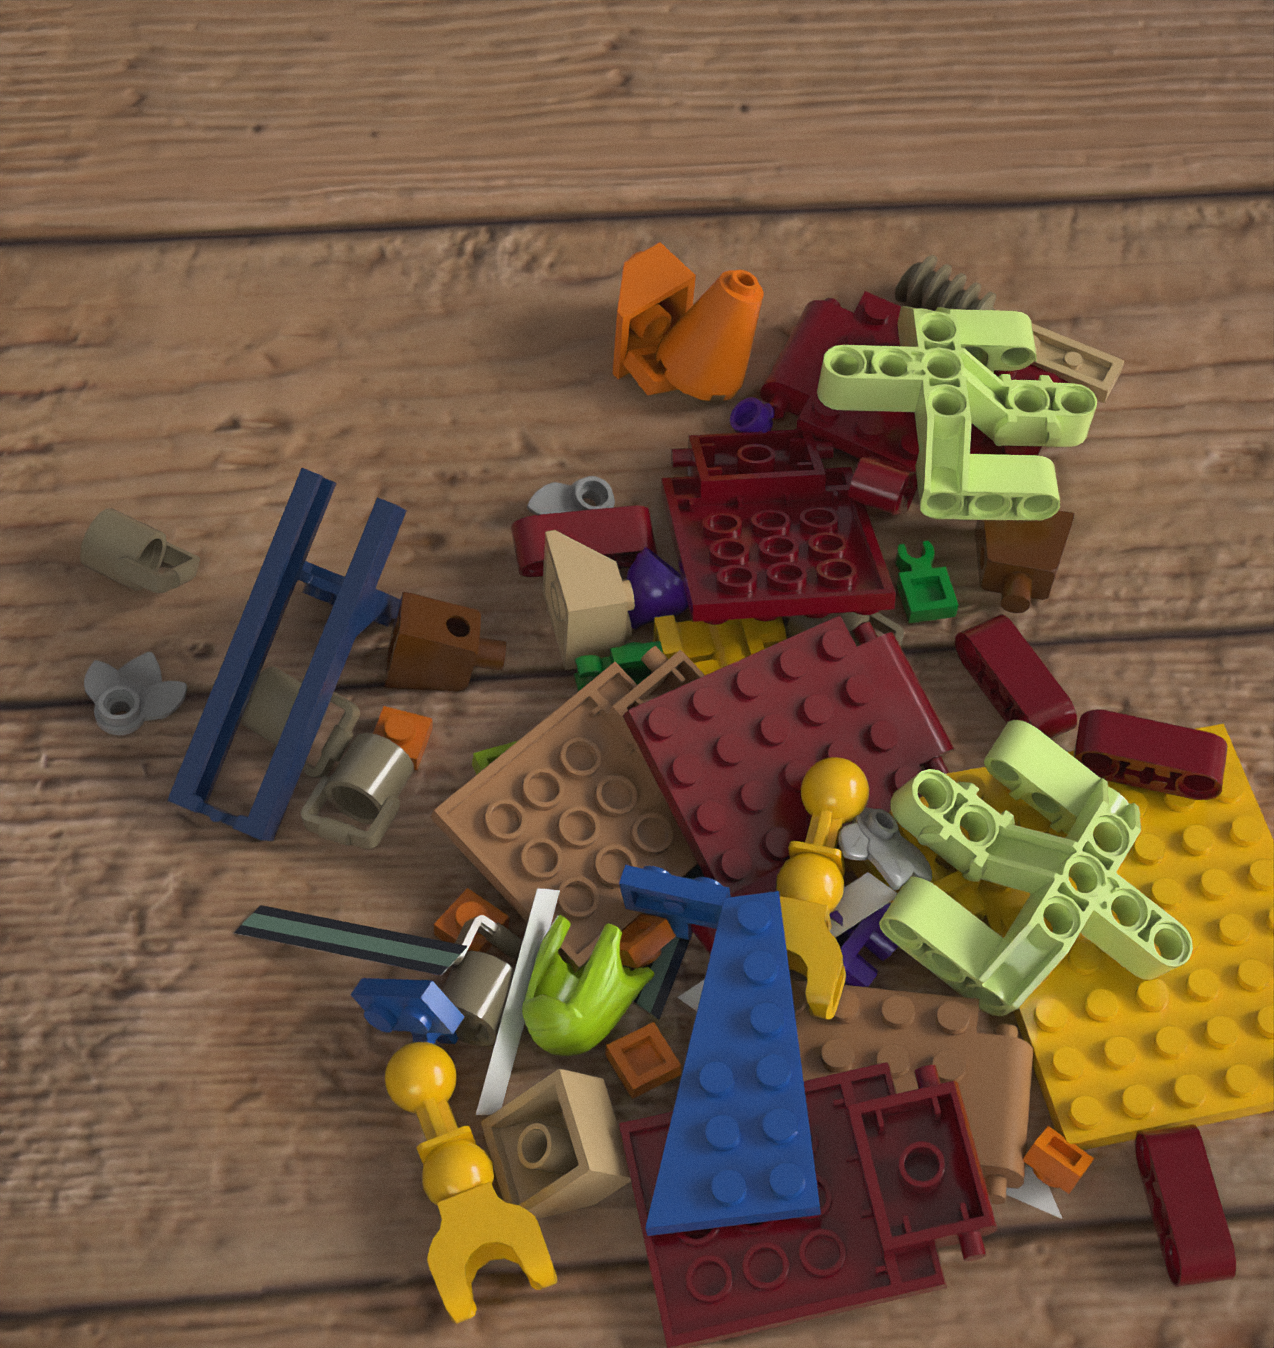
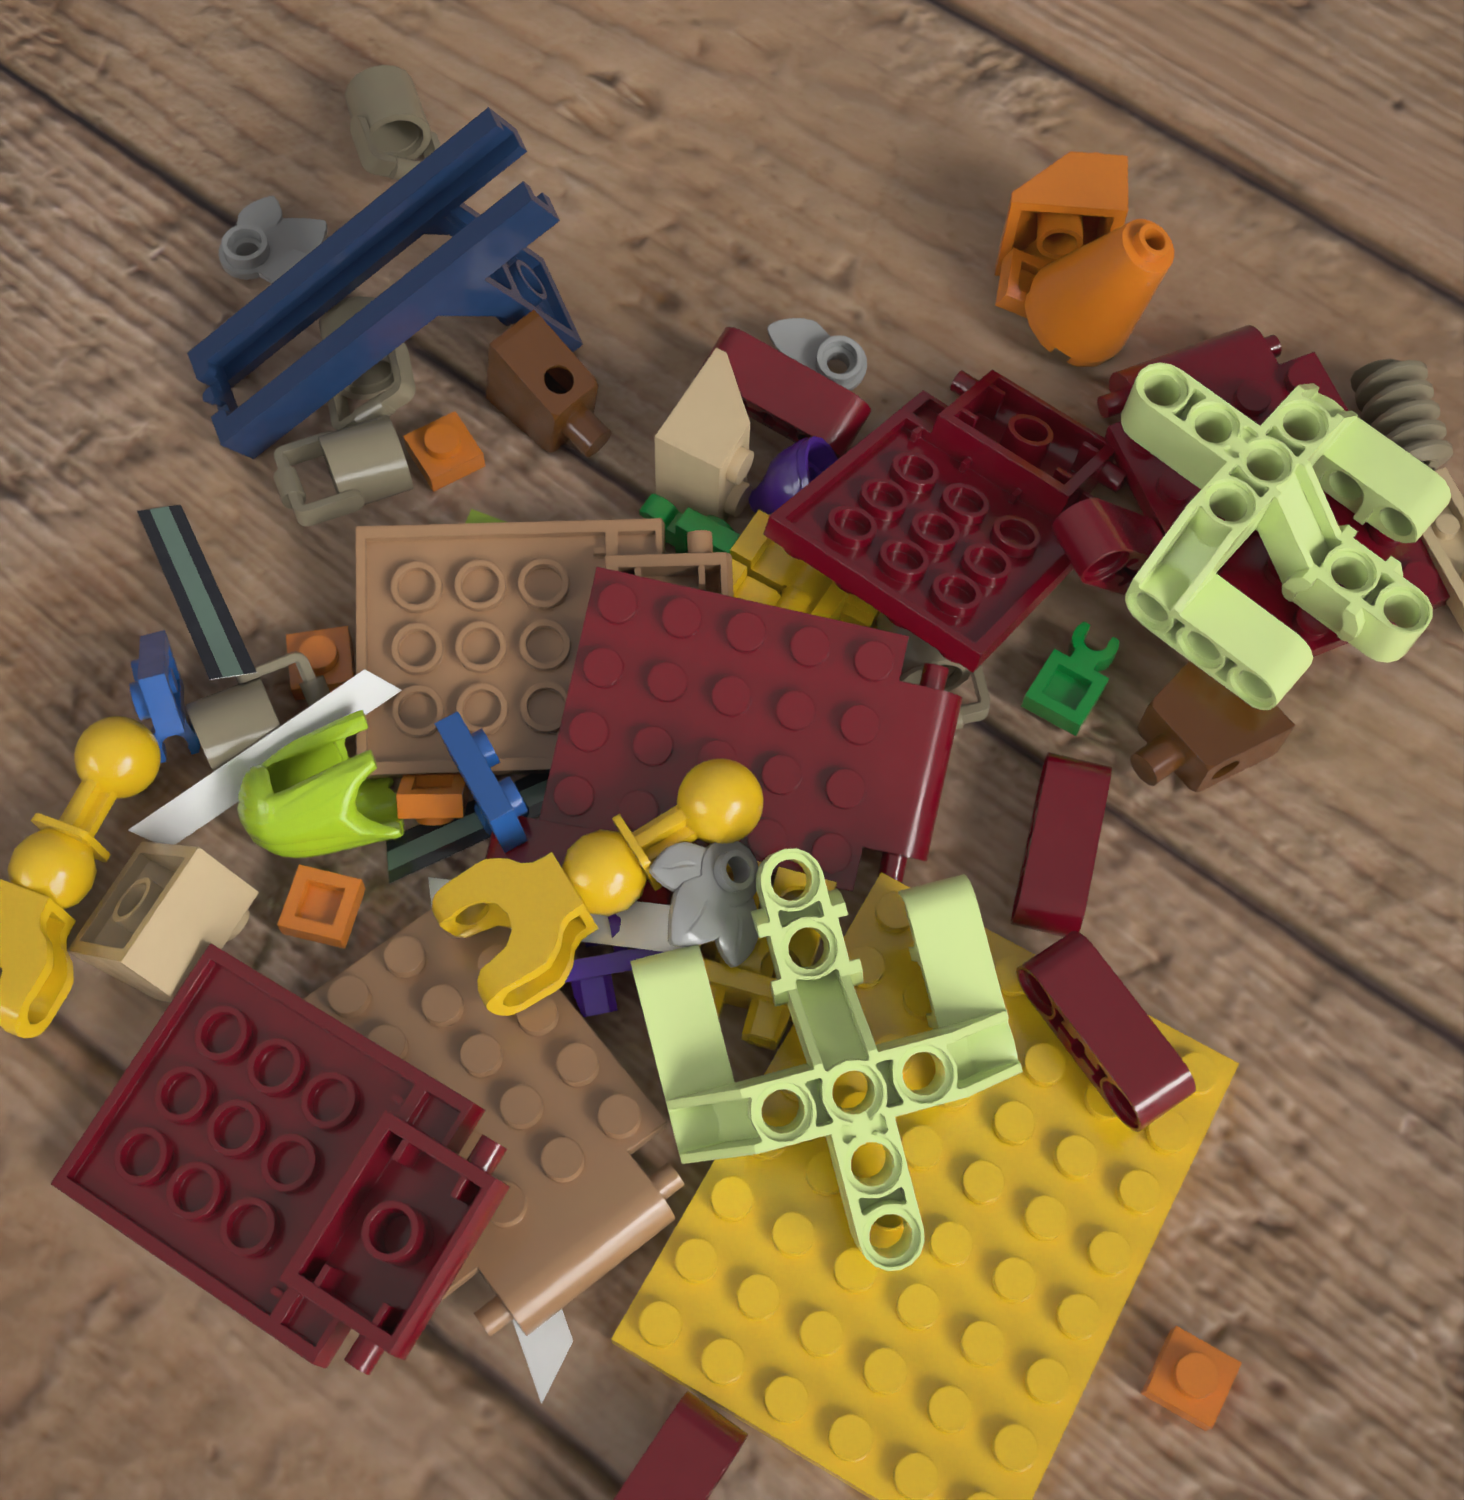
camera: 45 degrees right, 10 degrees up
(740, 1112) = (300, 1031): blue wing -> none
(752, 416) = (1074, 396): dark purple plate -> none
(1057, 1160) = (581, 1345): orange plate -> none

